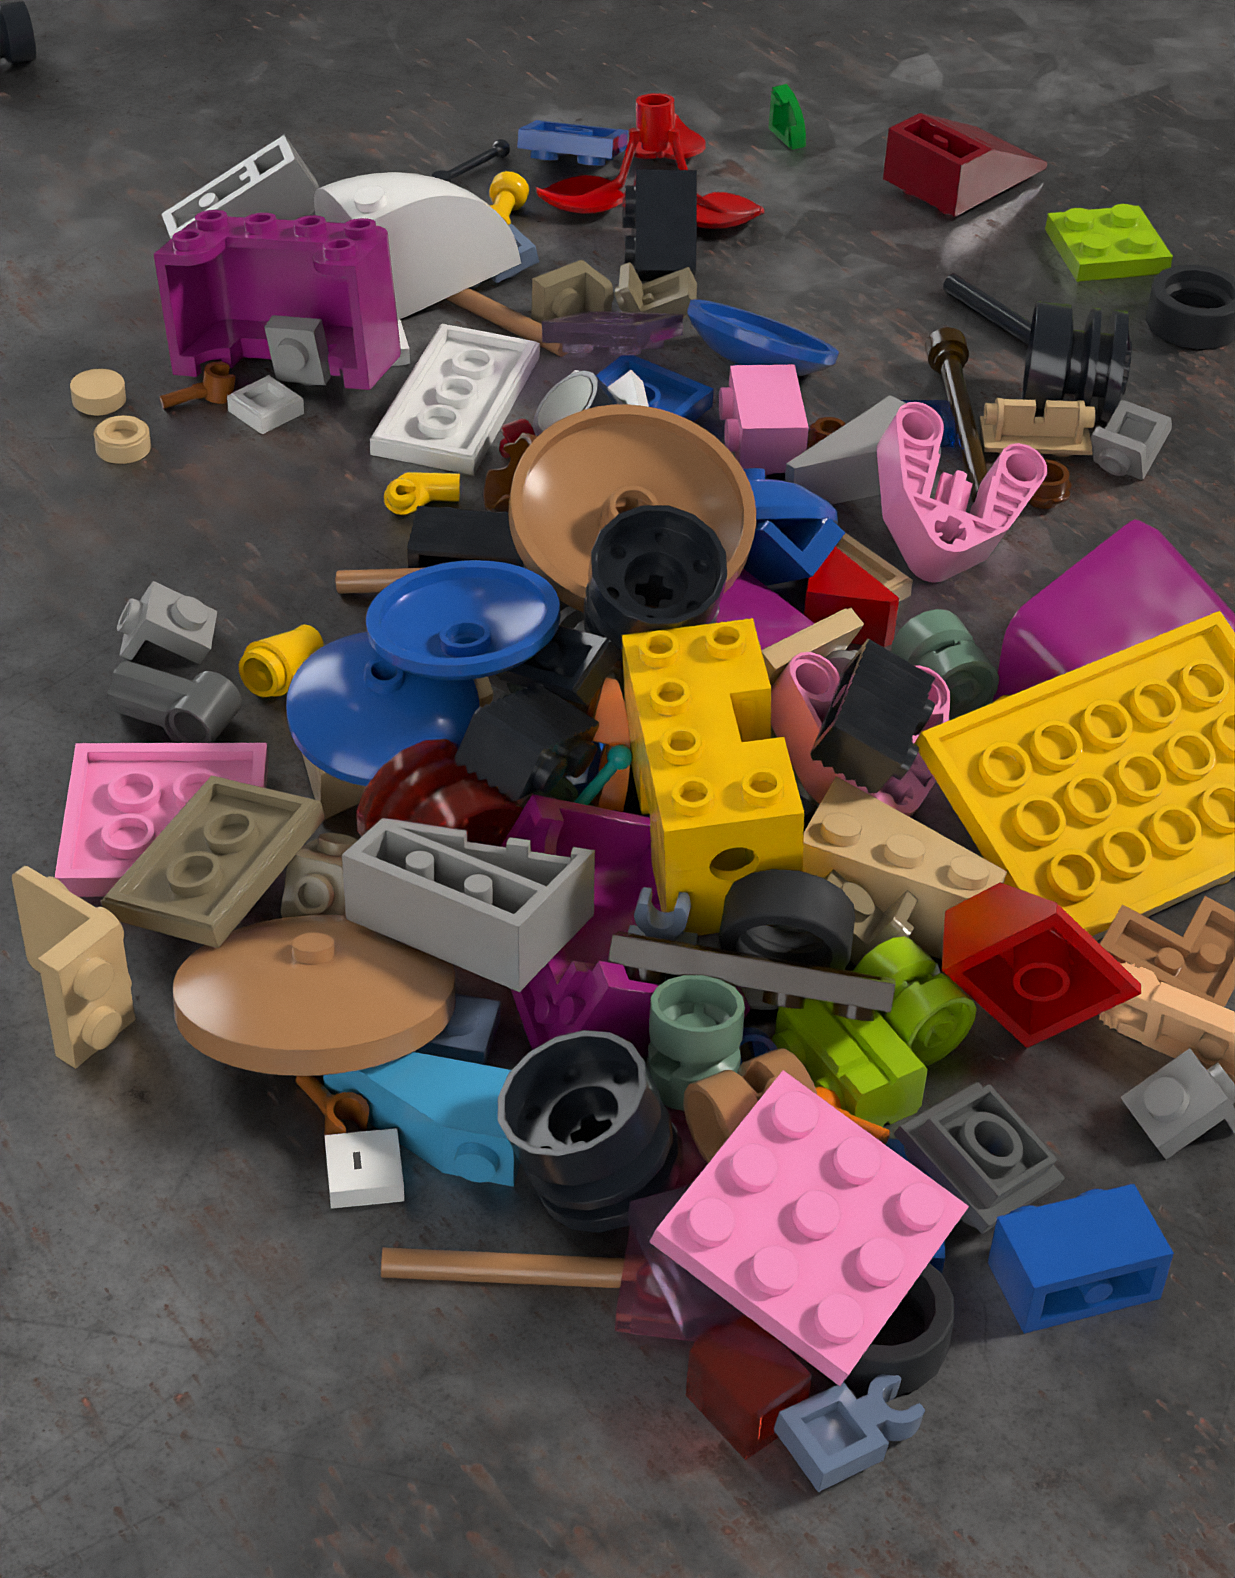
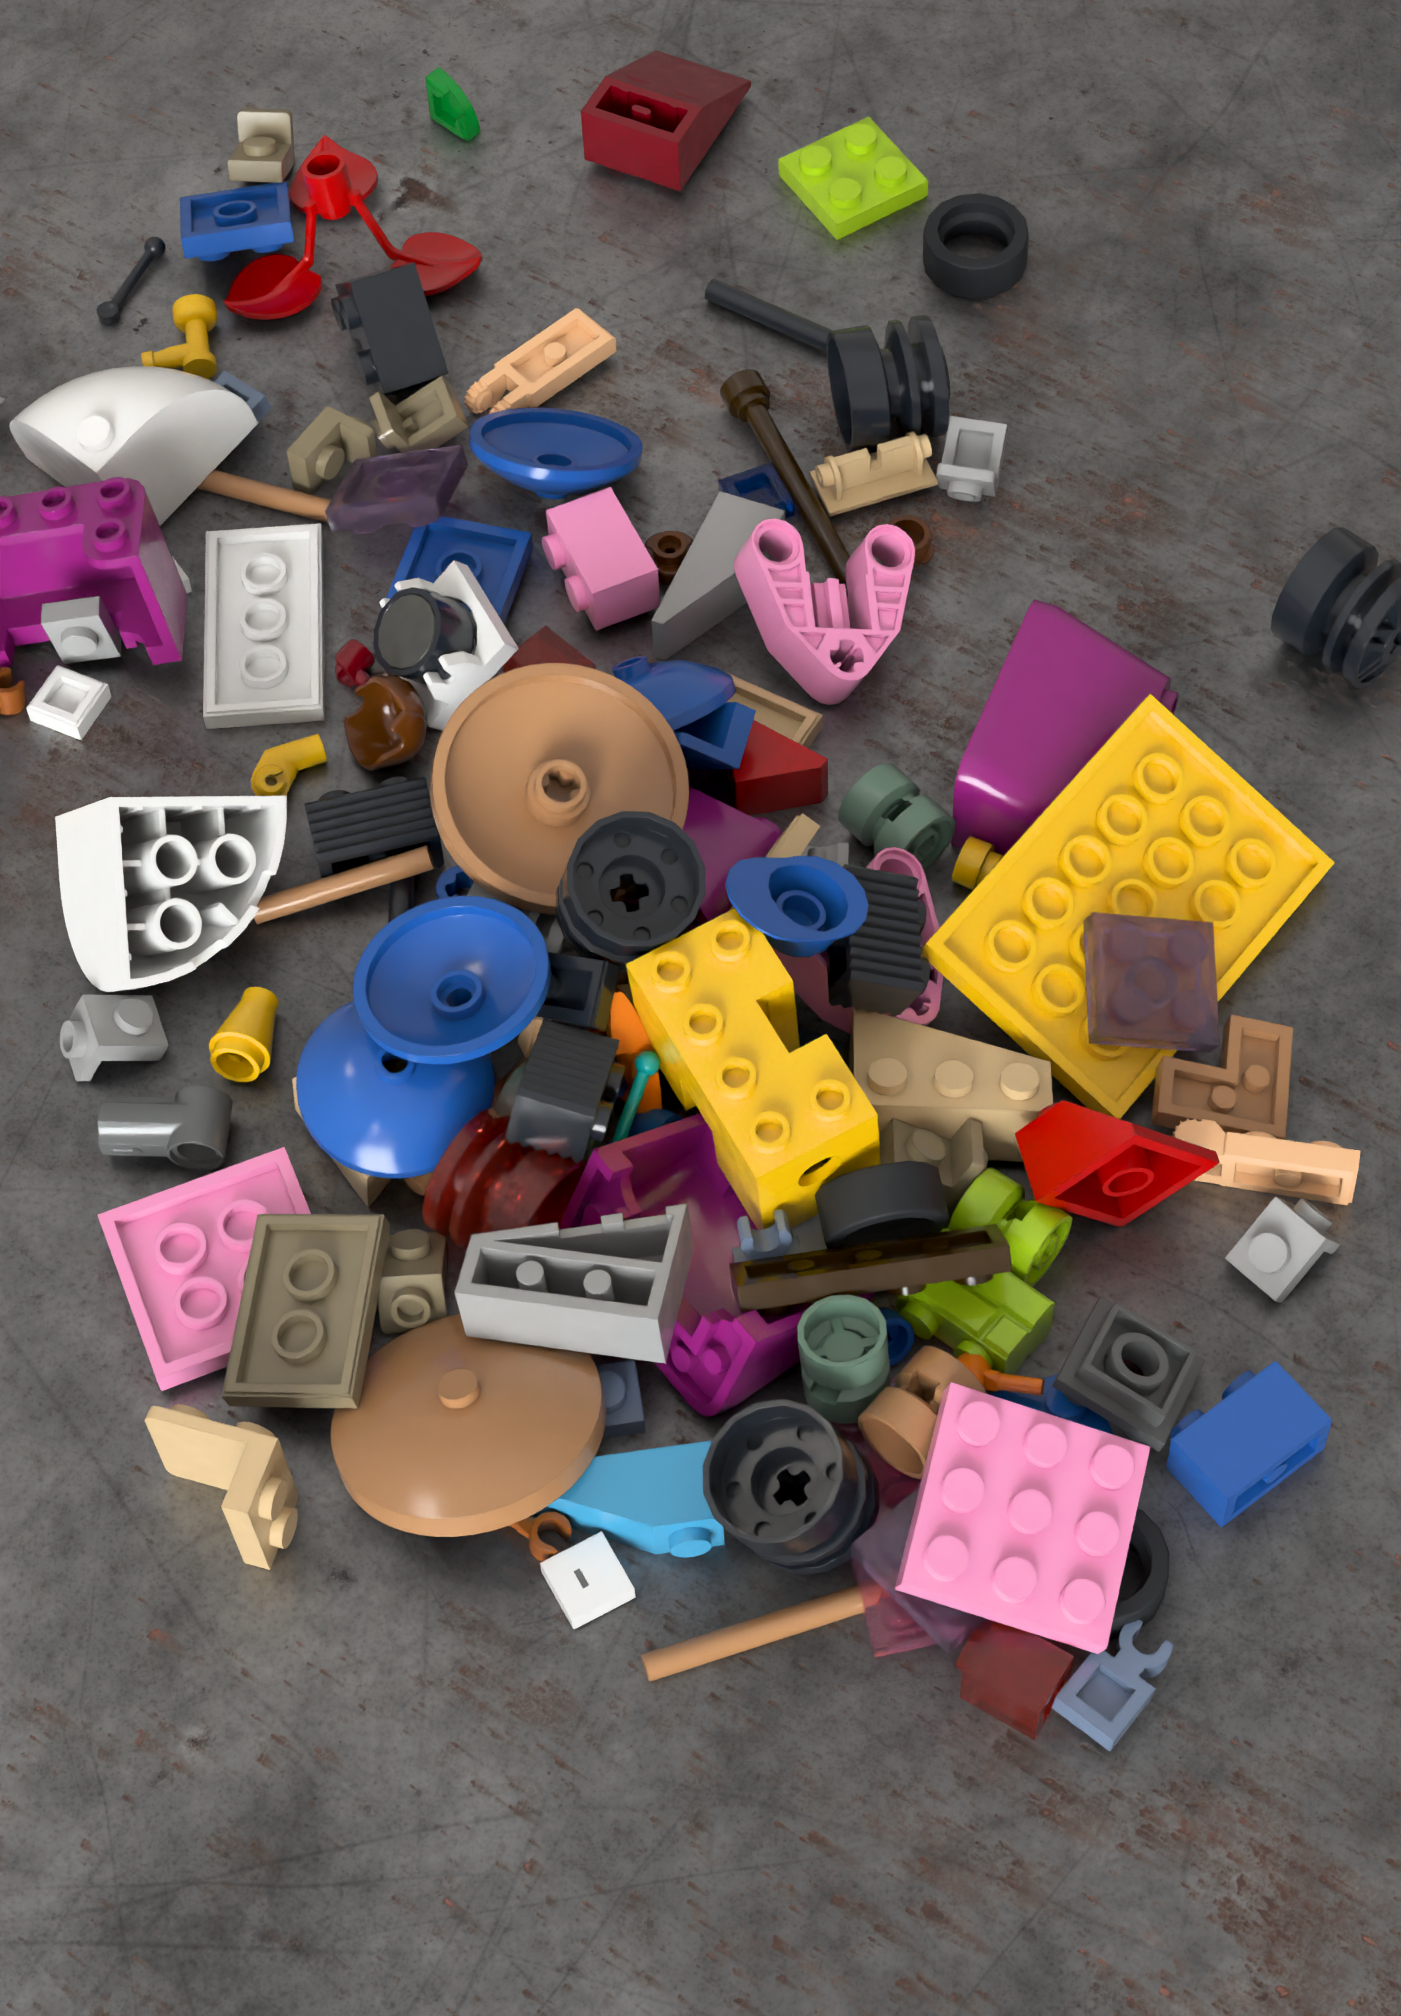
camera: 15 degrees left, 15 degrees up
(272, 514) = (163, 881): none -> white brick
(618, 102) = (264, 146): none -> dark tan bracket
(783, 289) = (543, 365): none -> light nougat hinge
(806, 649) = (797, 901): none -> blue piece
(1134, 842) = (1151, 982): none -> plate

